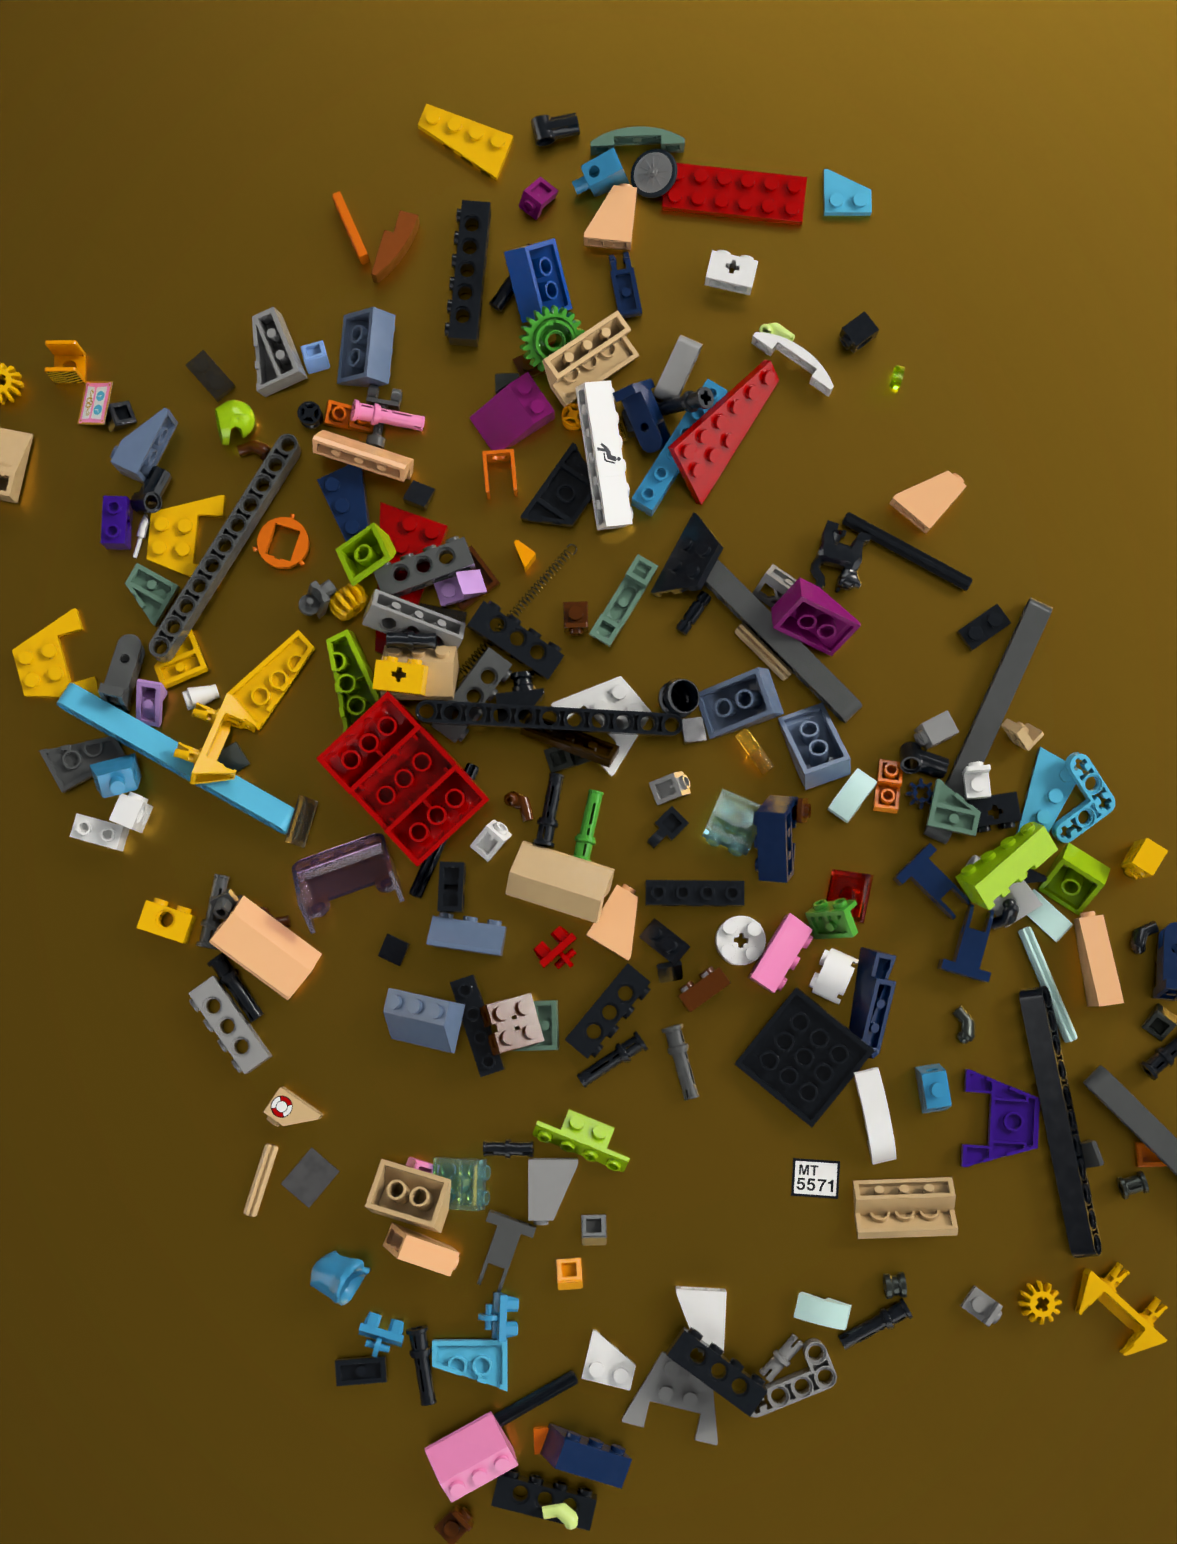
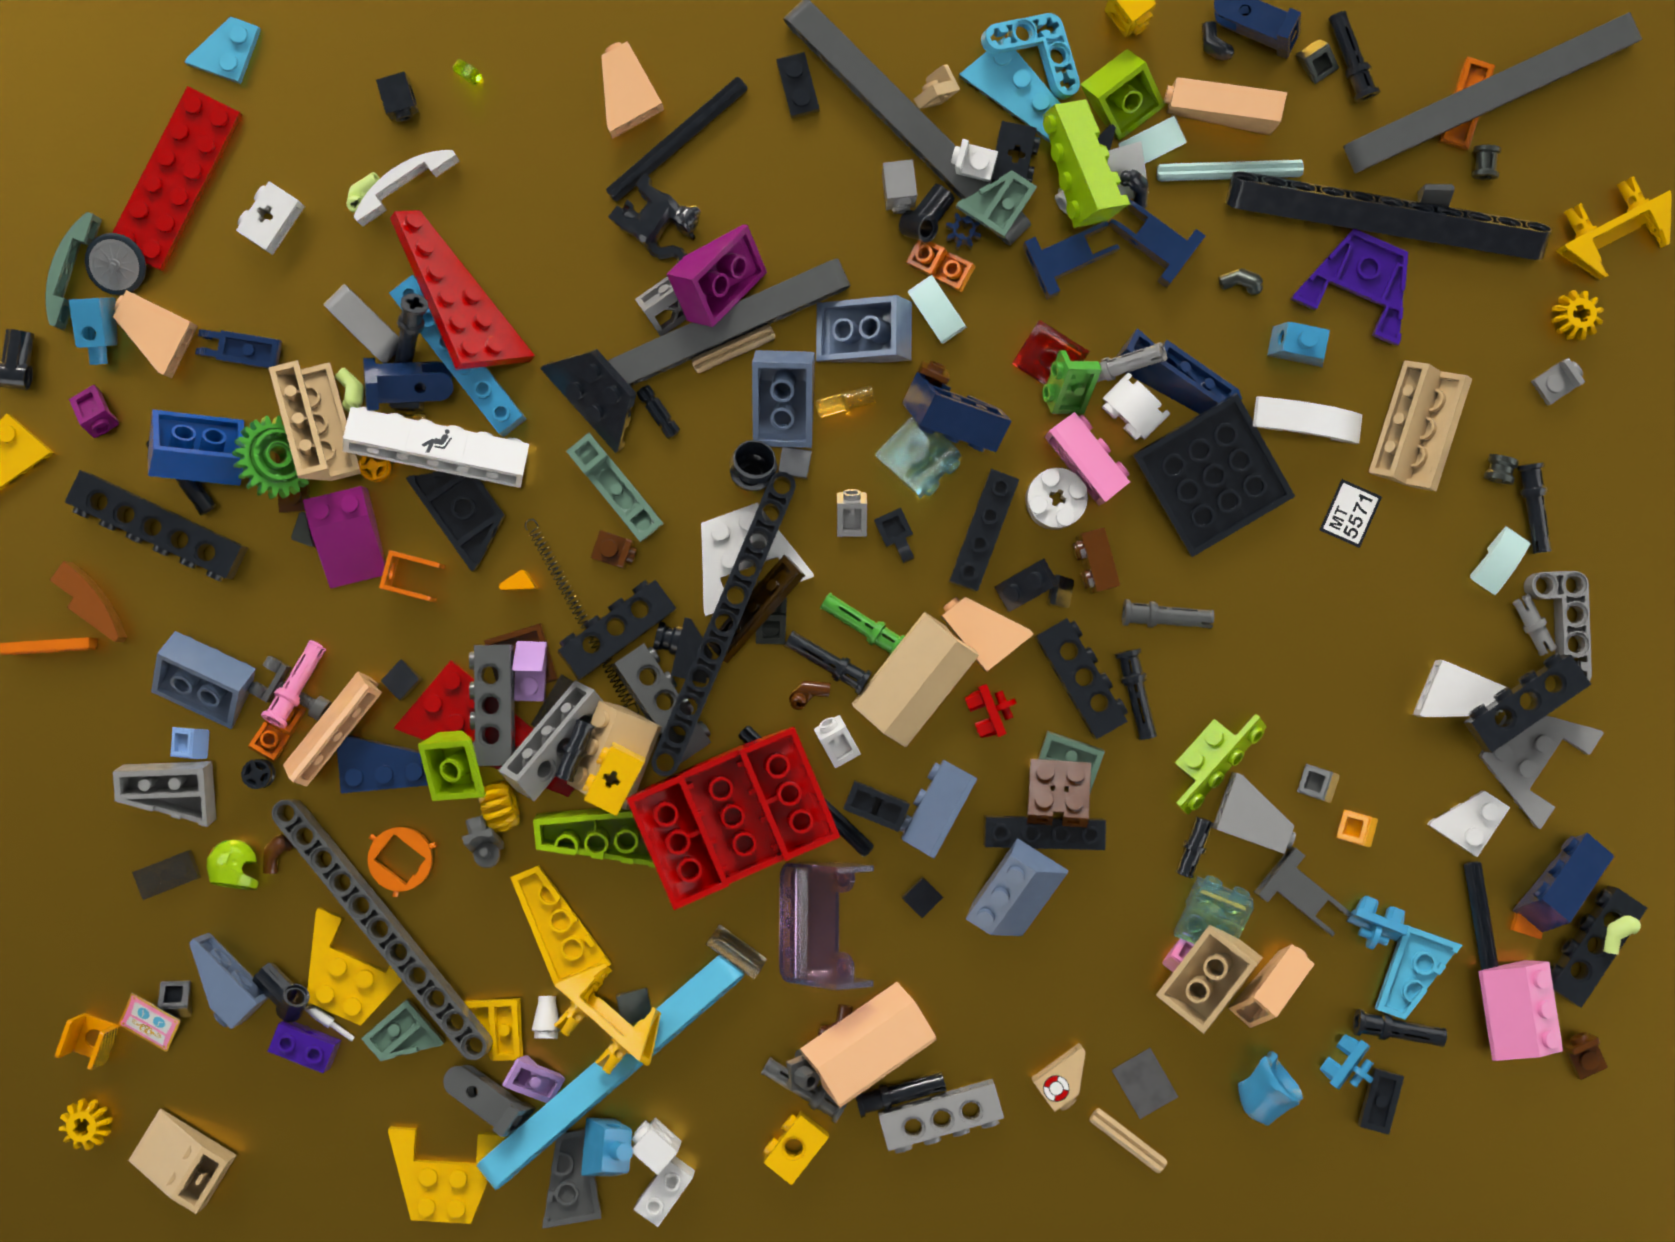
camera: 70 degrees left, 5 degrees up
(623, 380) = (353, 389): none -> yellowish green arm
(867, 958) = (1131, 361): none -> light grey pin

